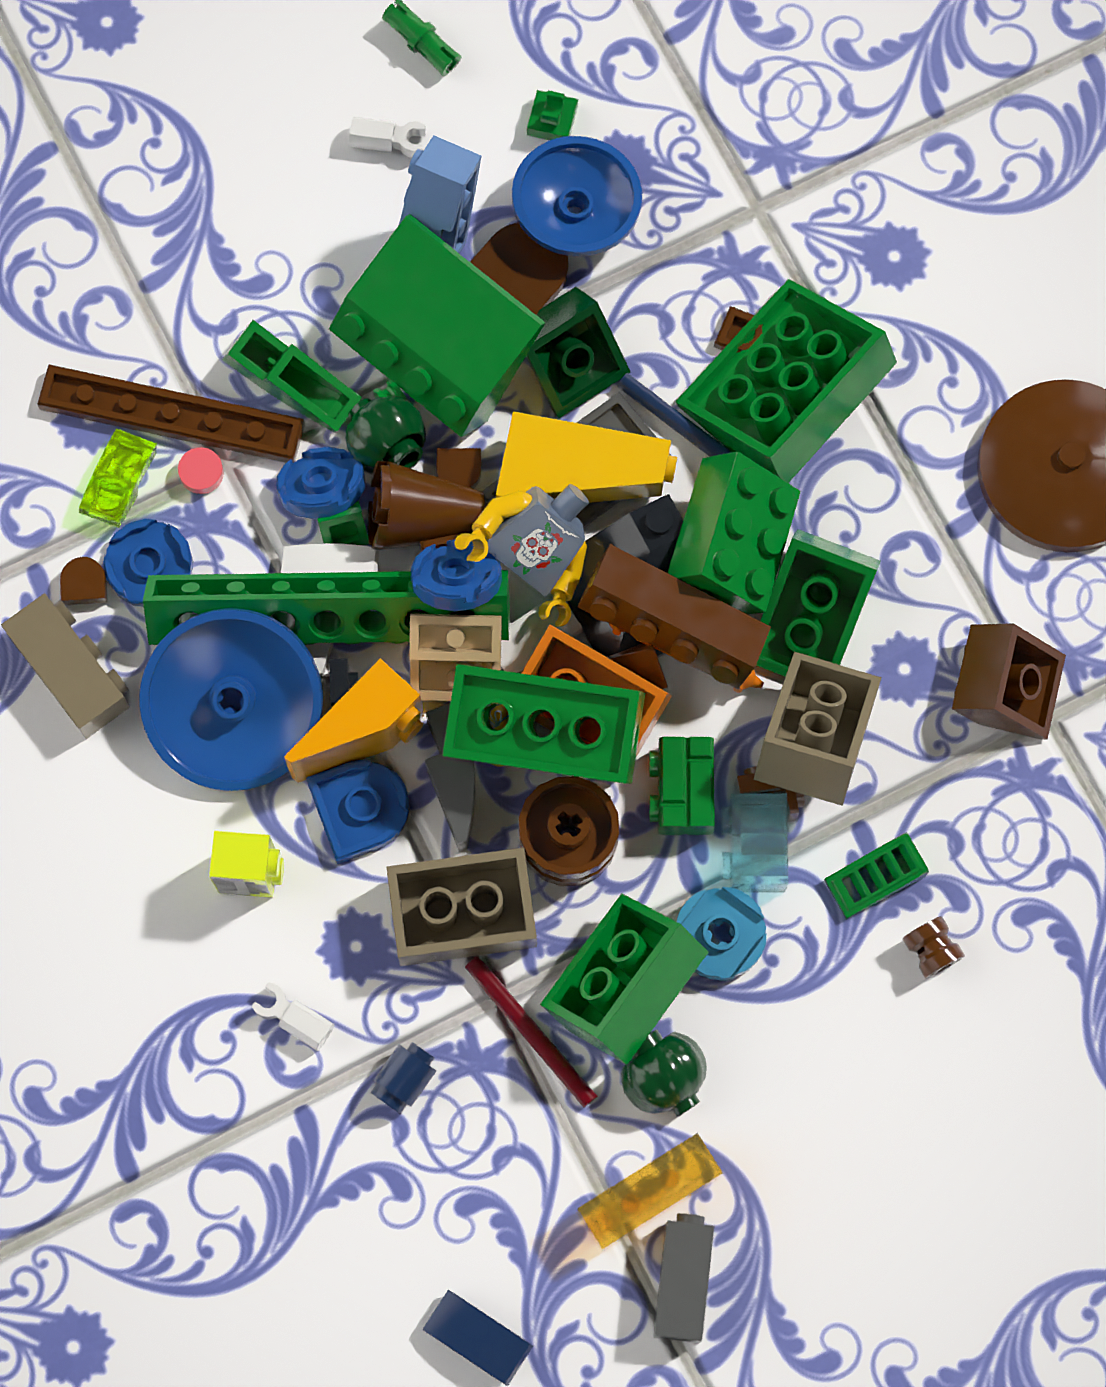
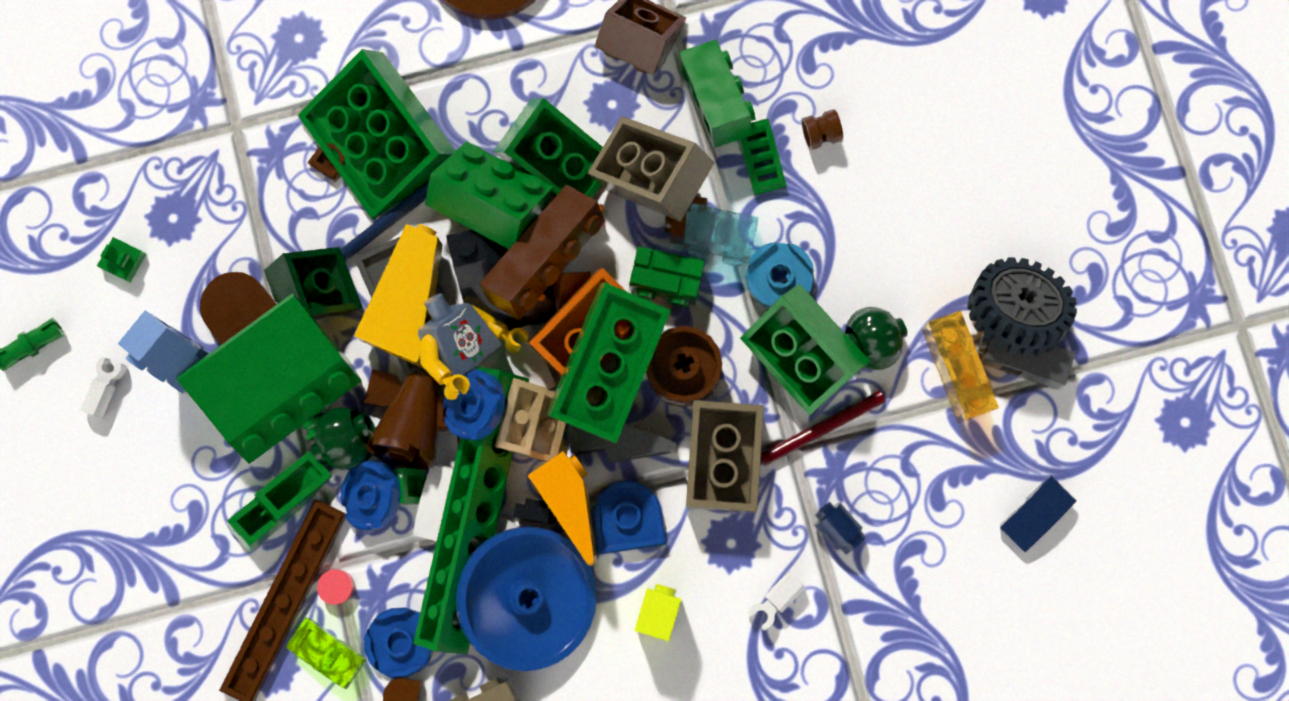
camera: 70 degrees left, 5 degrees up
(580, 175) = (179, 240): blue dish -> none
(747, 1255) = (1022, 306): none -> black wheel
(945, 794) = (717, 93): none -> green brick

